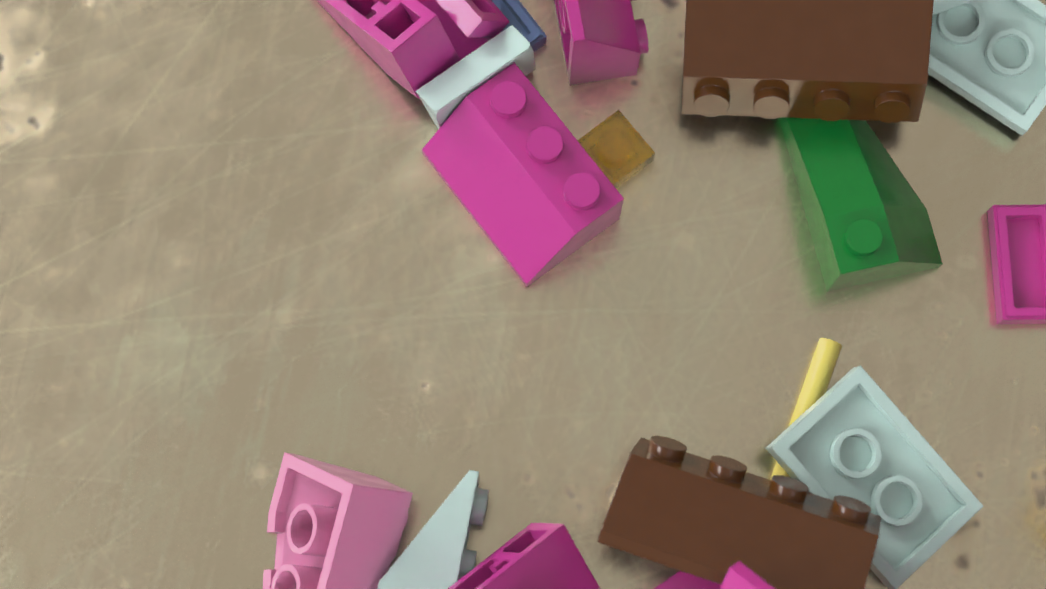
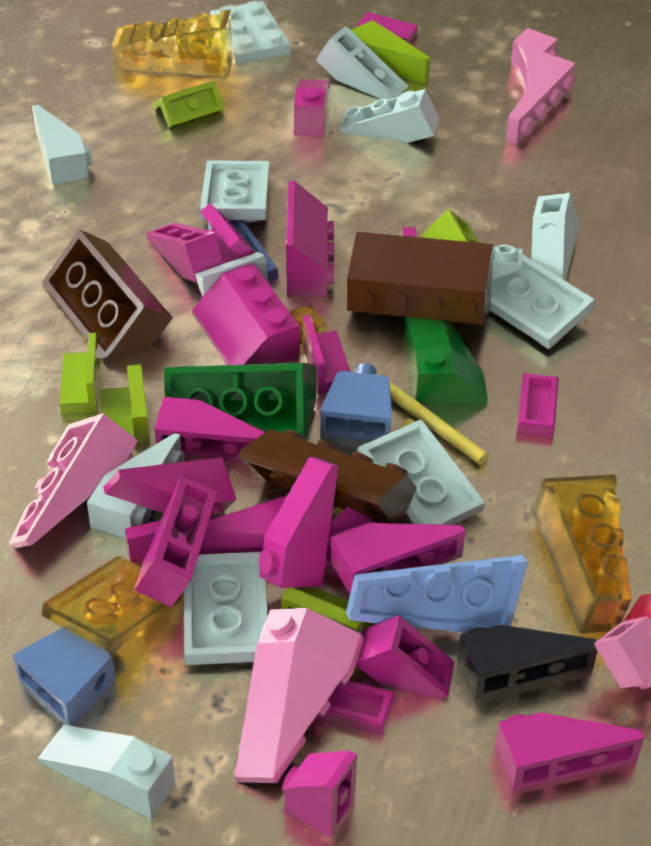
camera: 10 degrees right, 30 degrees down
(273, 159) = (105, 297): none -> reddish brown slope
(276, 348) = (80, 380): none -> lime panel
(366, 402) = (128, 405): none -> lime panel
(500, 433) = (203, 429): none -> dark pink slope
(575, 337) = (257, 394): none -> green wedge
(669, 228) = (324, 351): none -> dark pink panel
(748, 329) = (357, 406): none -> medium blue torso
(859, 329) = (438, 425): none -> light yellow bar

